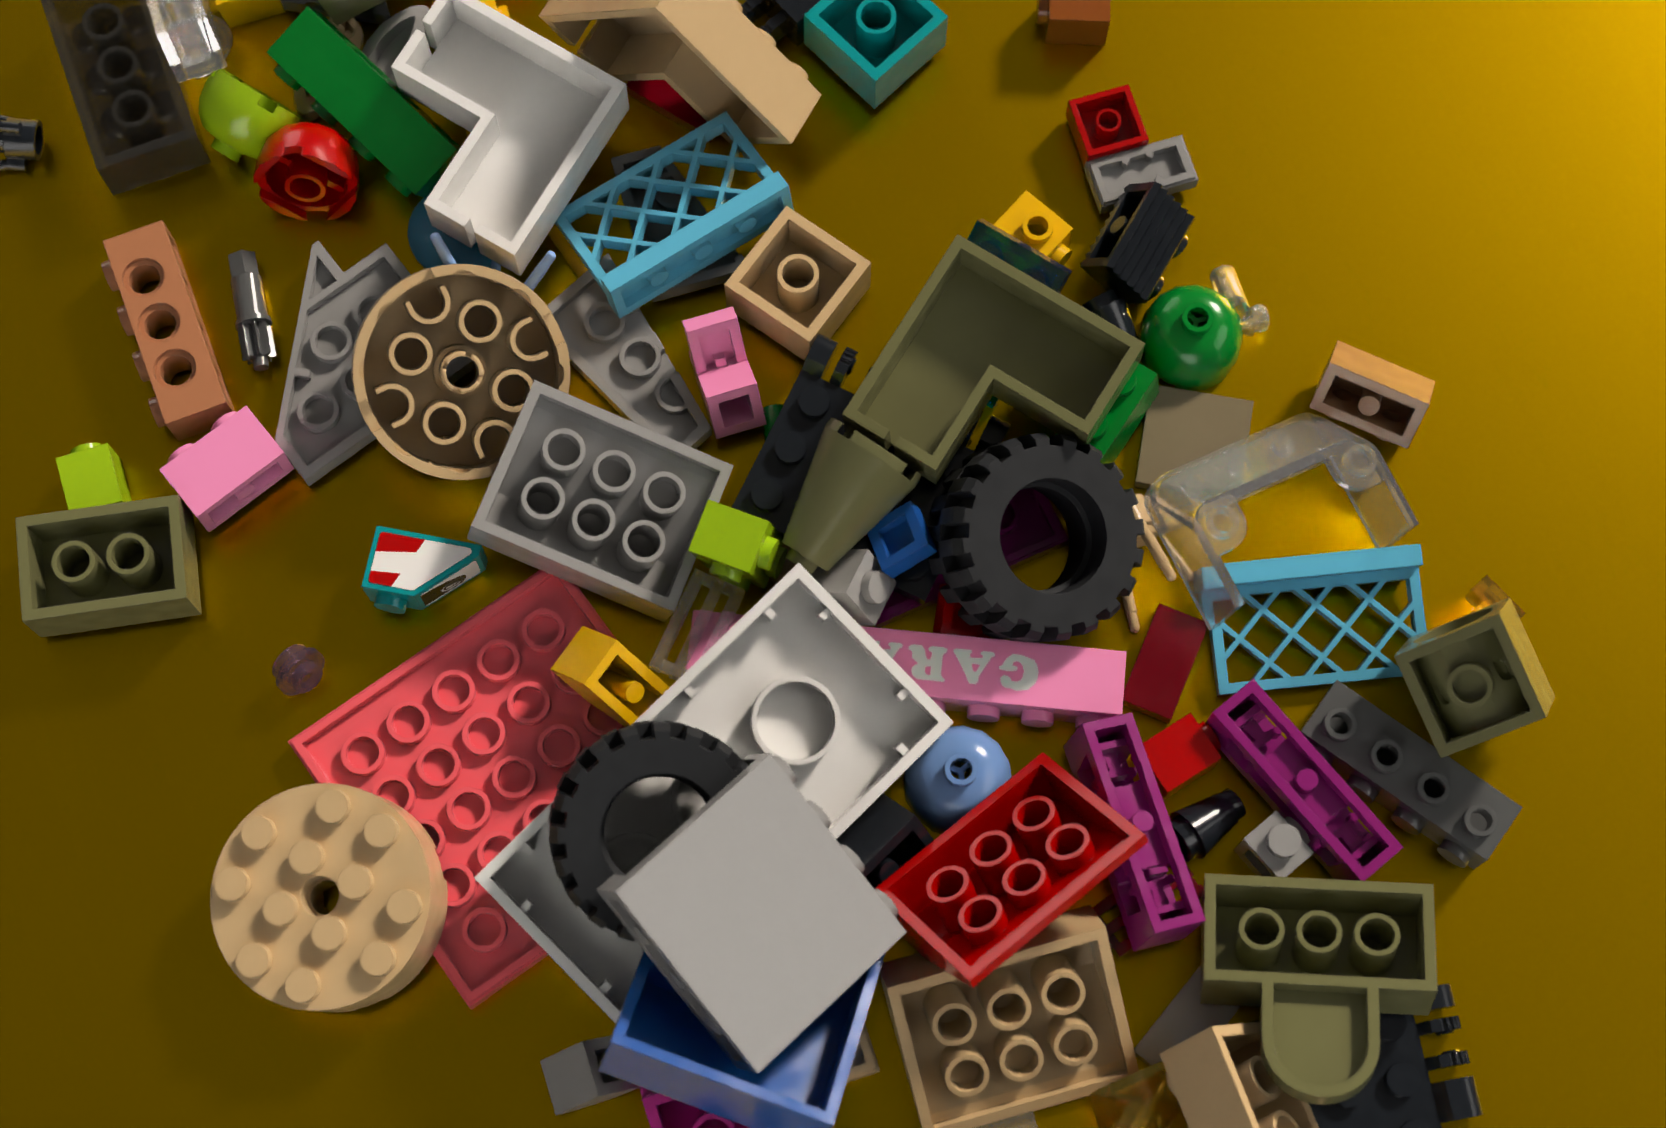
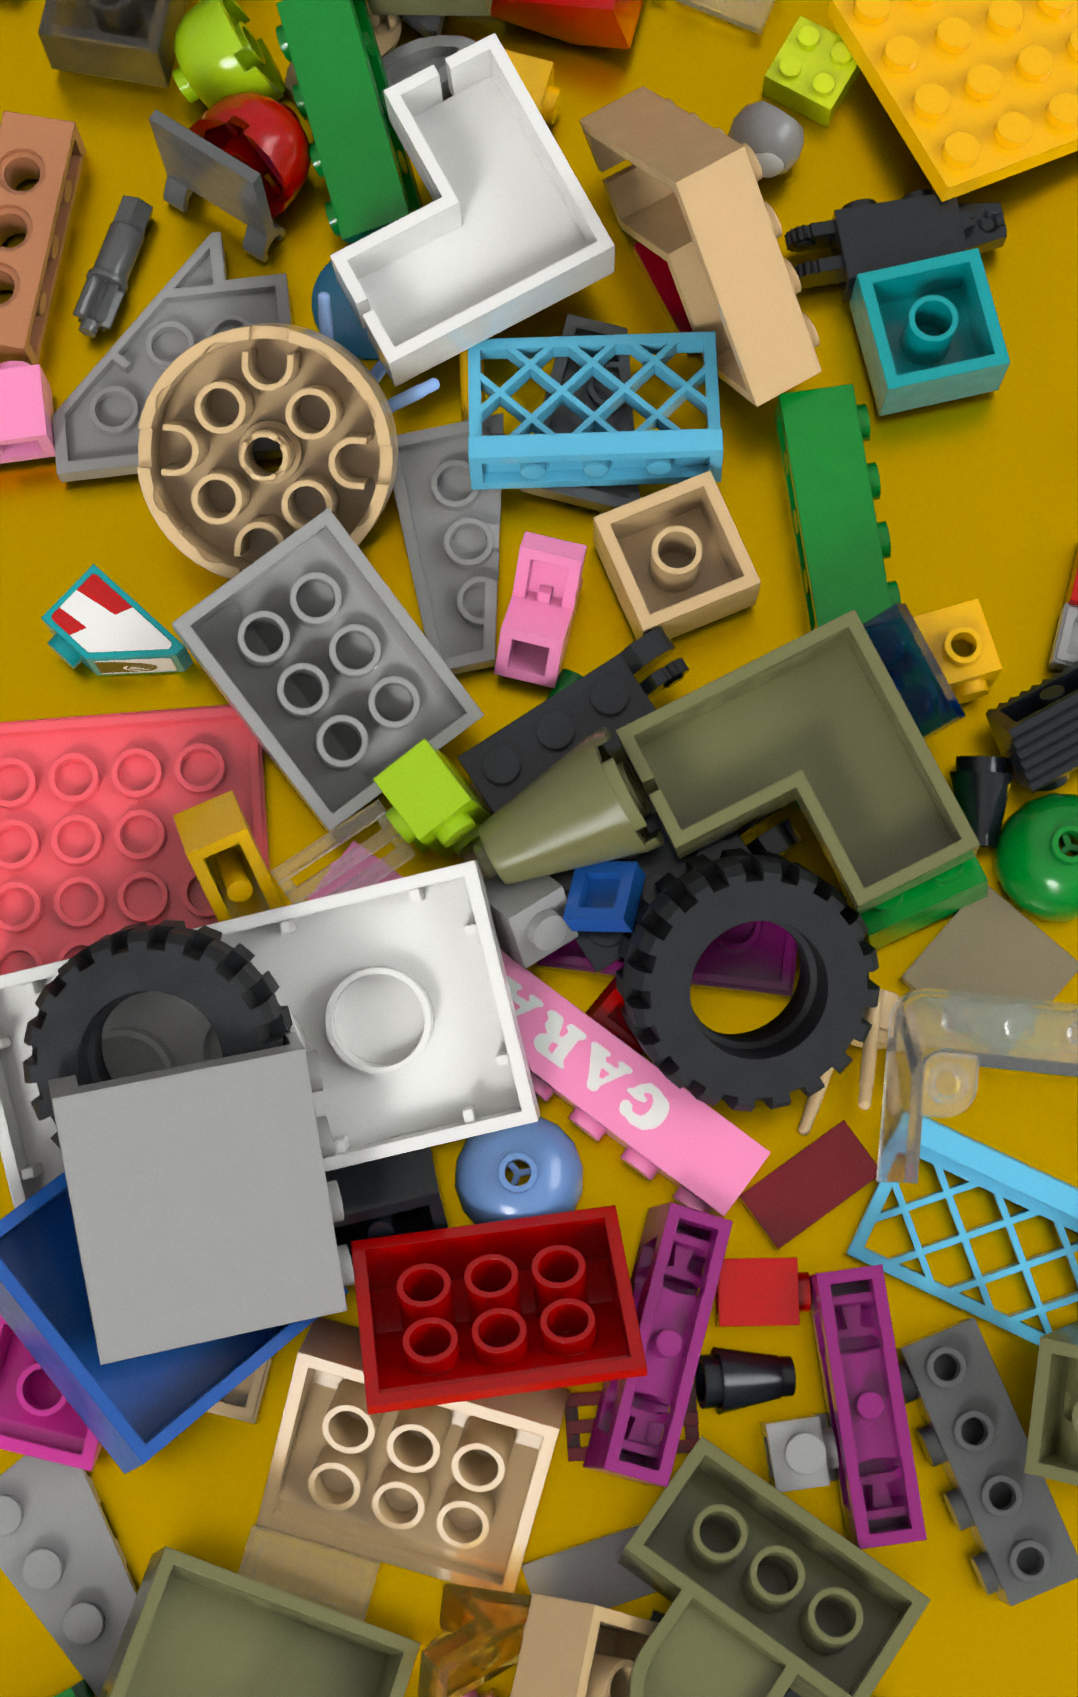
camera: 35 degrees right, 5 degrees up
(297, 198) = (216, 176): none -> dark grey flag
(882, 186) = (833, 505): none -> green brick

